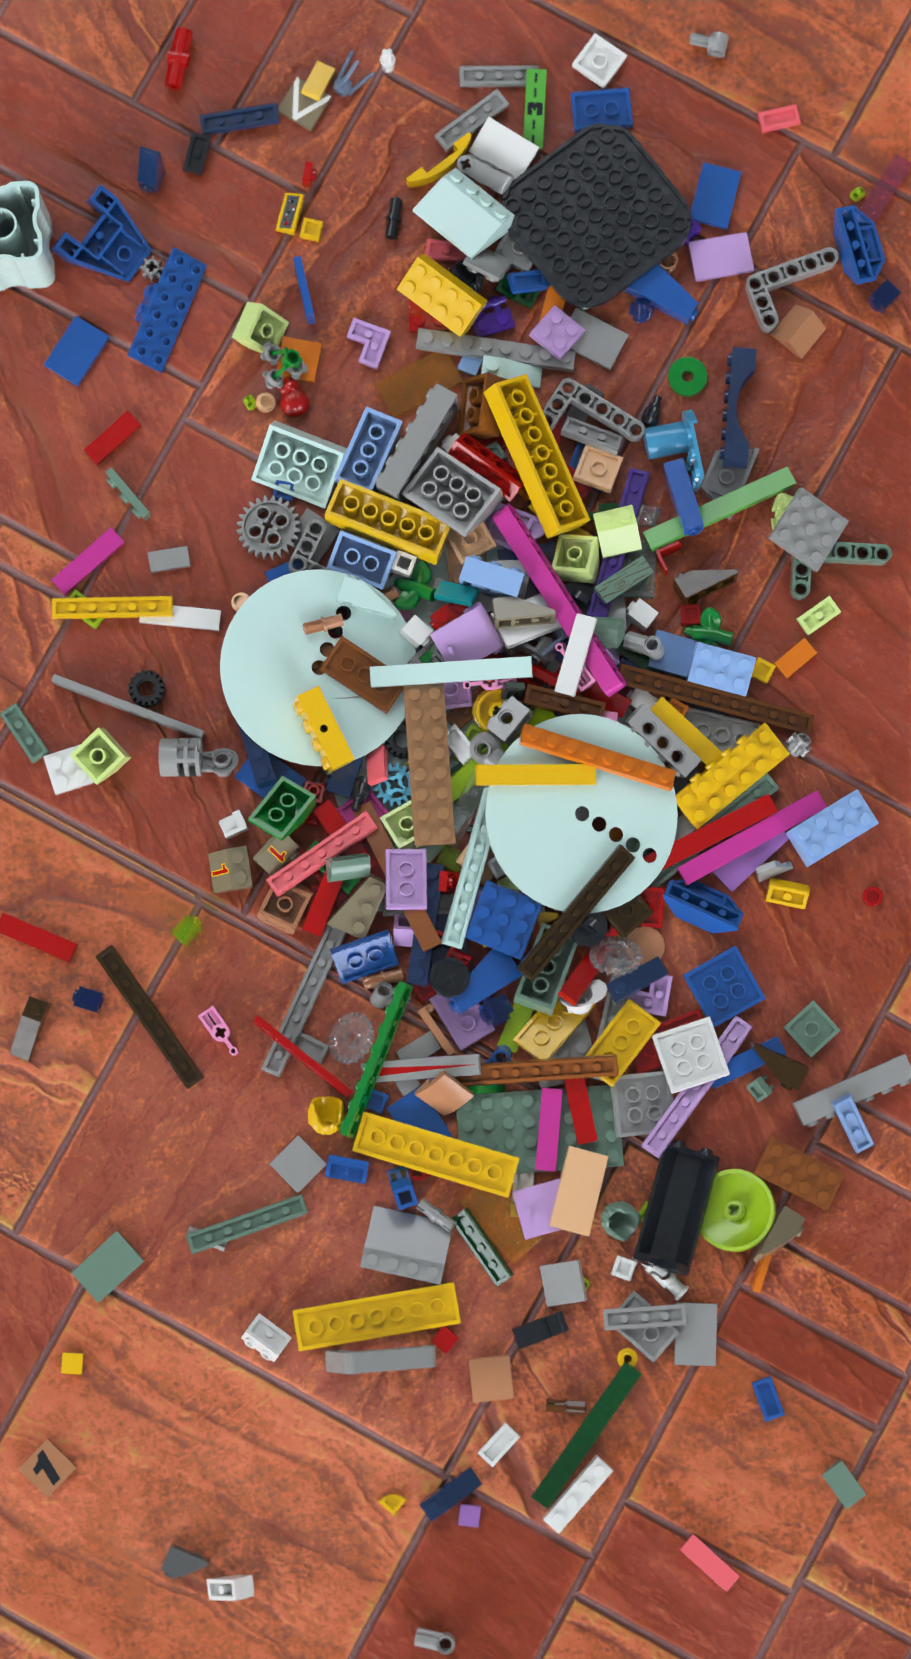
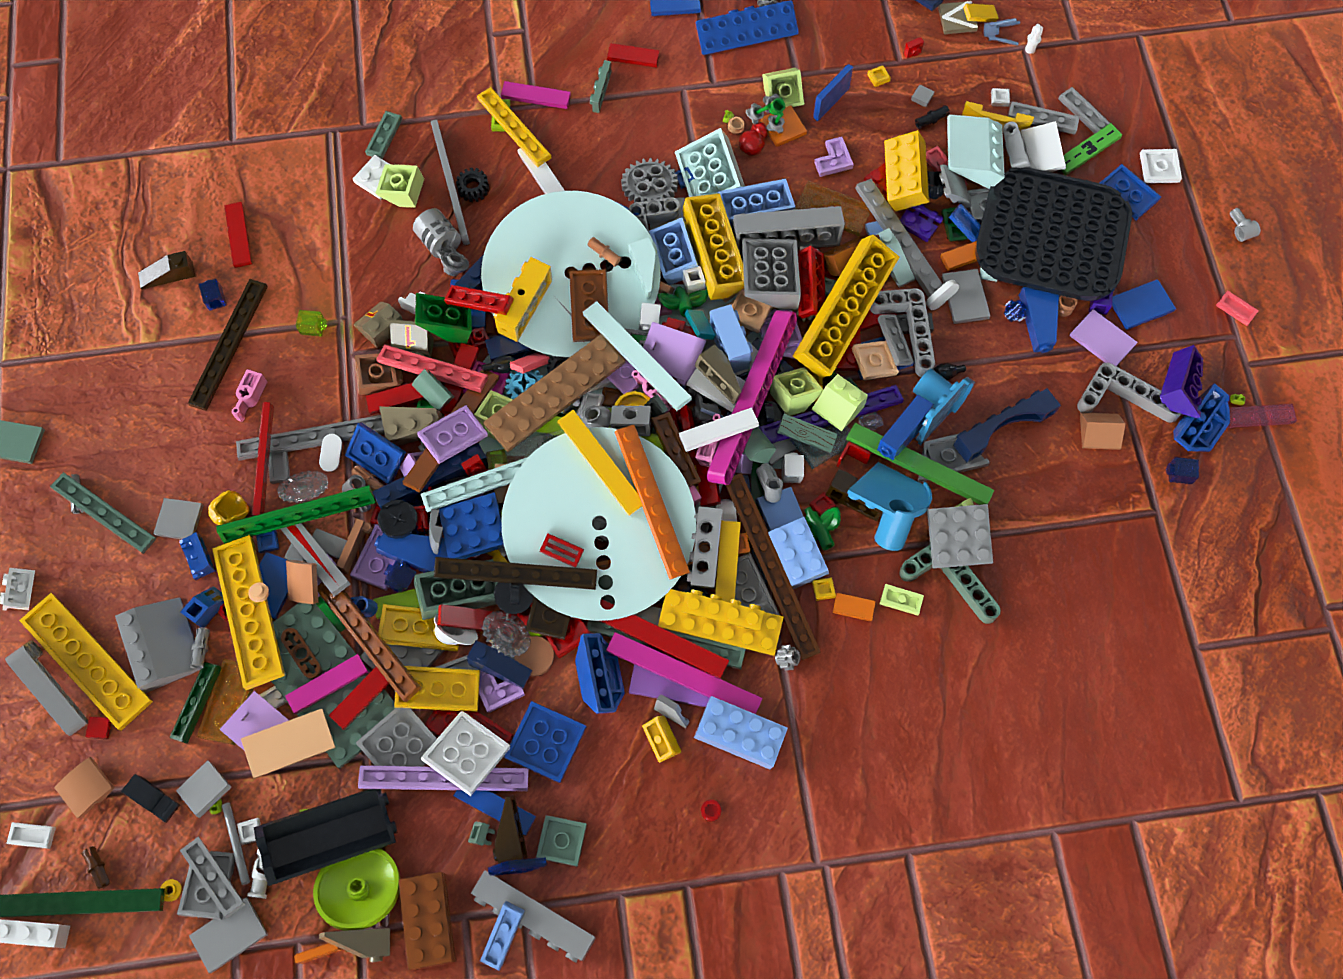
camera: 55 degrees right, 15 degrees down
(169, 559) = (577, 140): light grey tile -> none
(290, 213) = (878, 57): slope -> none
(300, 769) = (479, 300): none -> red tile
(333, 994) = (330, 452): none -> white tile
(363, 207) = (922, 95): none -> light grey tile
(419, 138) = (1000, 97): none -> white tile
(429, 1134) = (258, 592): none -> light nougat plate
(487, 955) = (435, 531): none -> light grey slope
(513, 1126) = (298, 638): none -> reddish brown beam
(557, 332) = (948, 265): lavender plate -> none
(569, 870) = (577, 557): none -> red tile
(579, 360) = (941, 295): none -> white tile
(620, 1220) = (286, 796): sand green hair -> none
(626, 1284) = (235, 842): none -> light grey bar
(690, 365) = (1000, 368): green tile -> none
(734, 553) = (897, 497): none -> dark azure piece
(812, 1075) = (517, 866): none -> clear blue tile
(815, 231) = (1184, 382): none -> dark purple wedge

